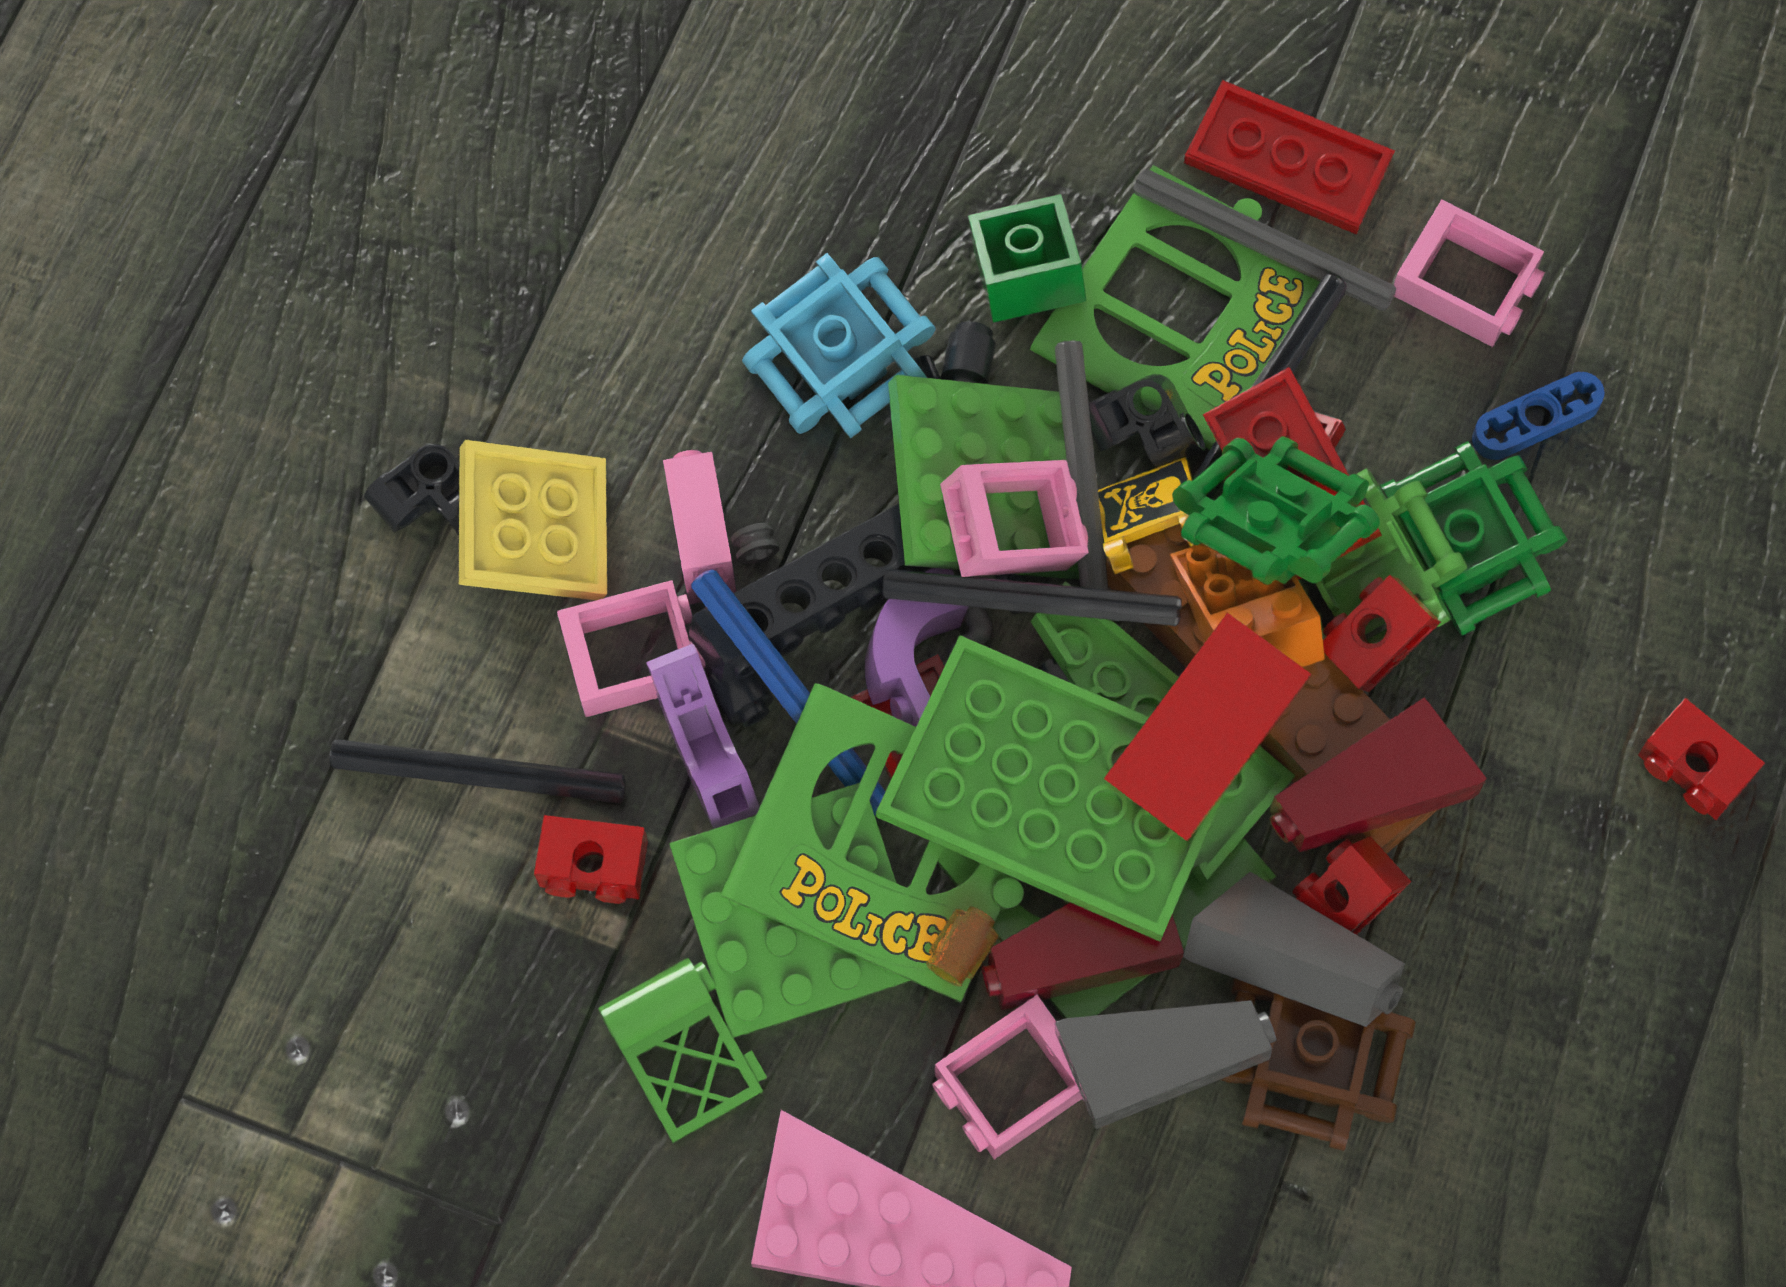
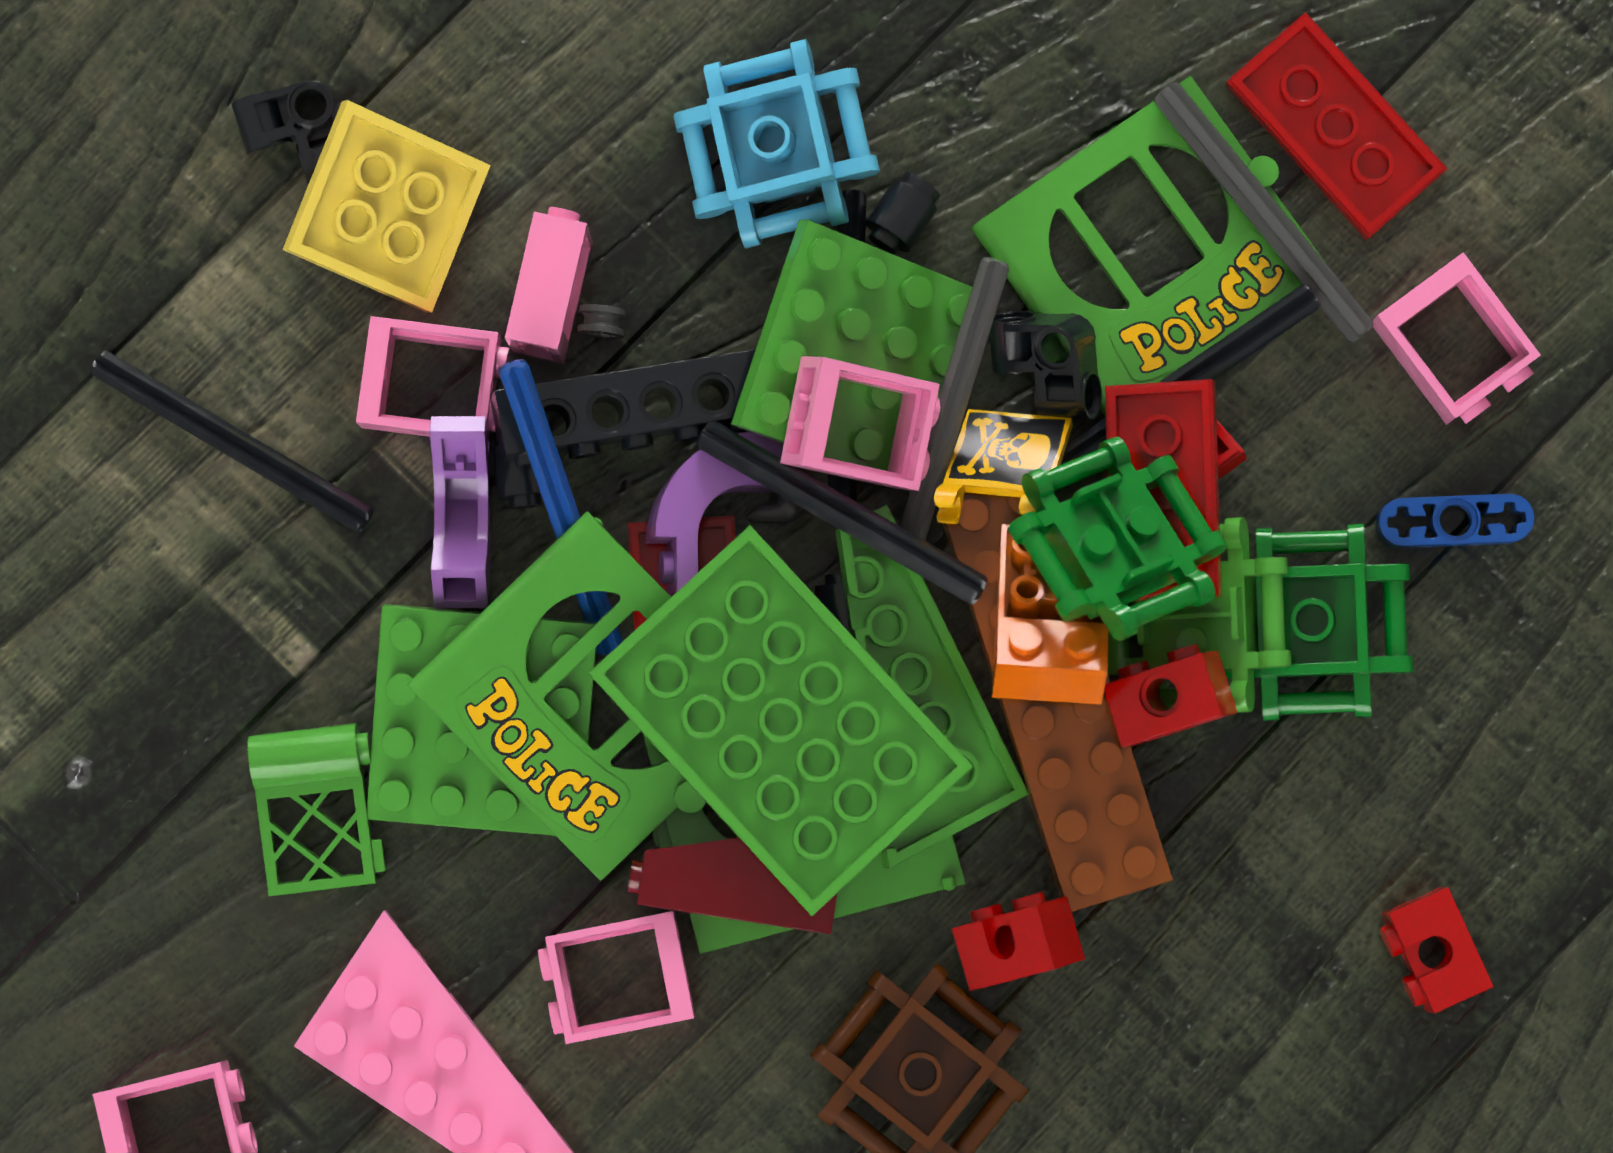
camera: 20 degrees right, 15 degrees up
(569, 840) = (282, 558): red brick -> none
(962, 945) = (620, 834): clear orange brick -> none
(1027, 258) = (1006, 134): green brick -> none
(1159, 1054) = (751, 1027): dark grey slope -> none
(1207, 726) = (946, 734): red tile -> none
(1293, 952) = (936, 980): dark grey slope -> none
(1381, 779) = (1106, 850): dark red slope -> none

